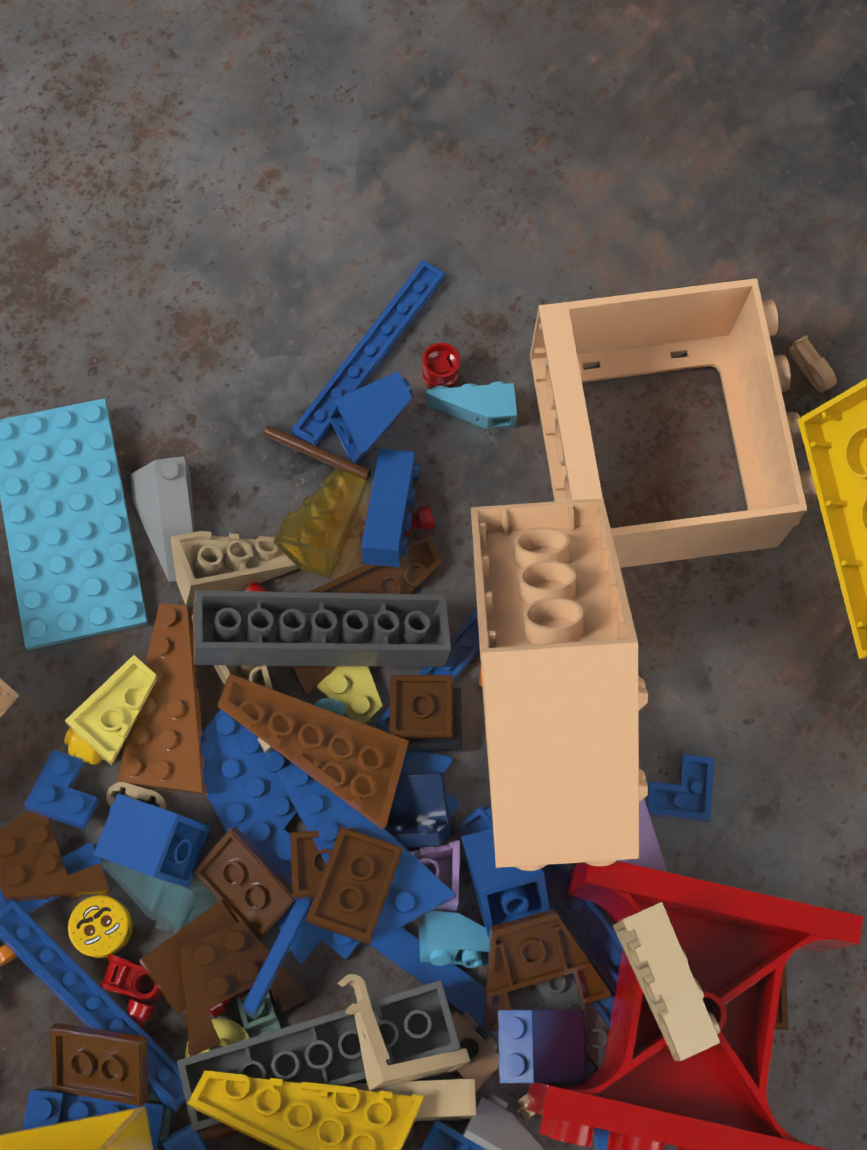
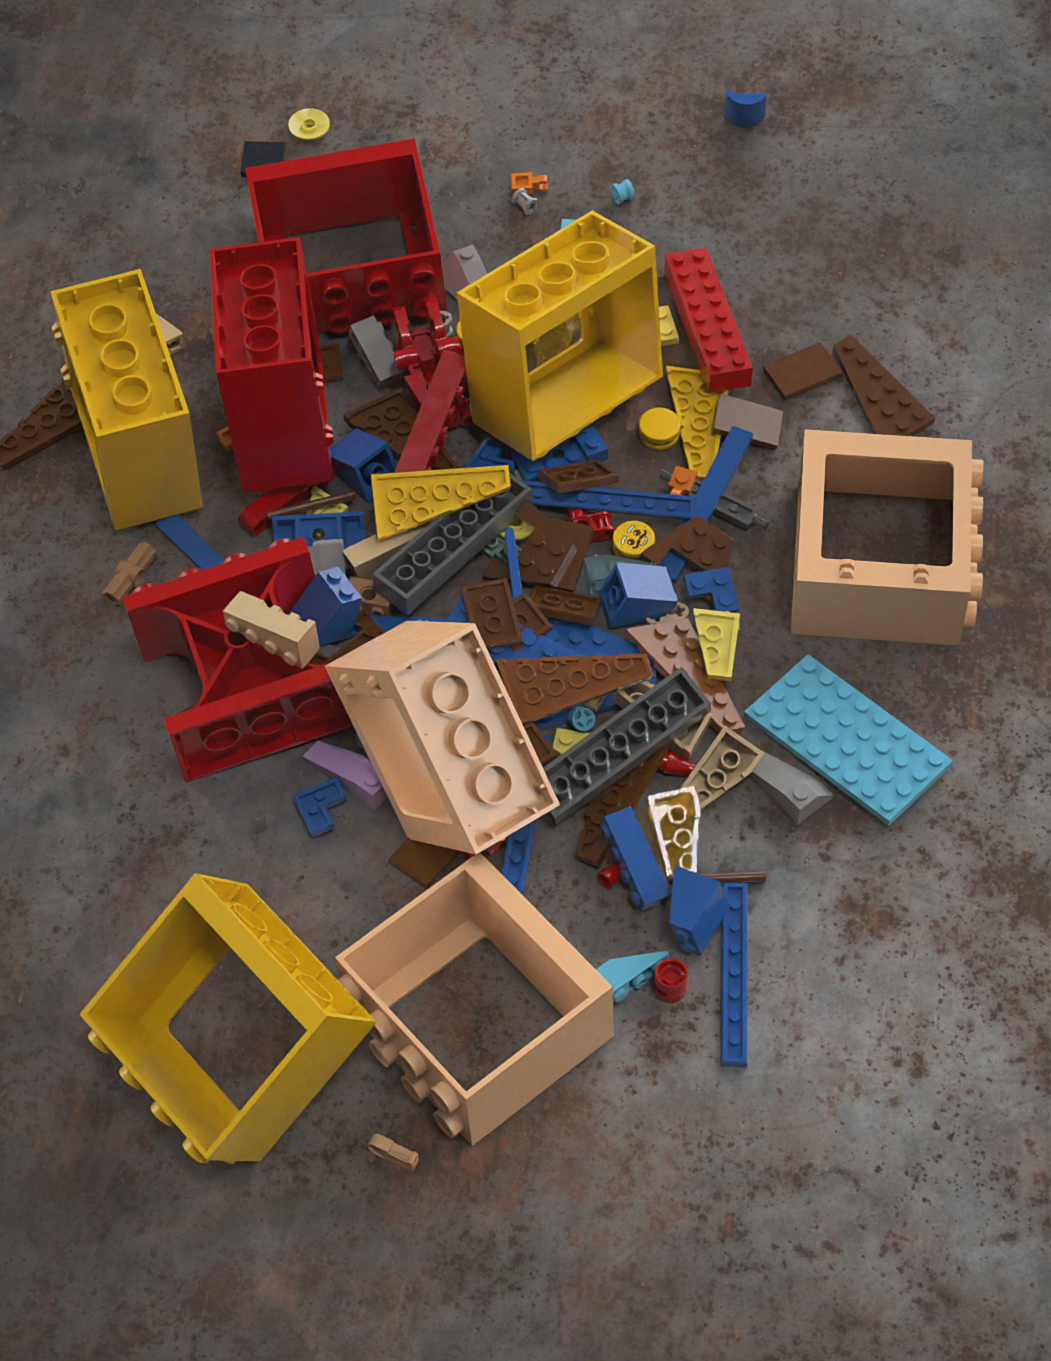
camera: 150 degrees right, 15 degrees down
(375, 1054) = (400, 539): tan hinge -> none

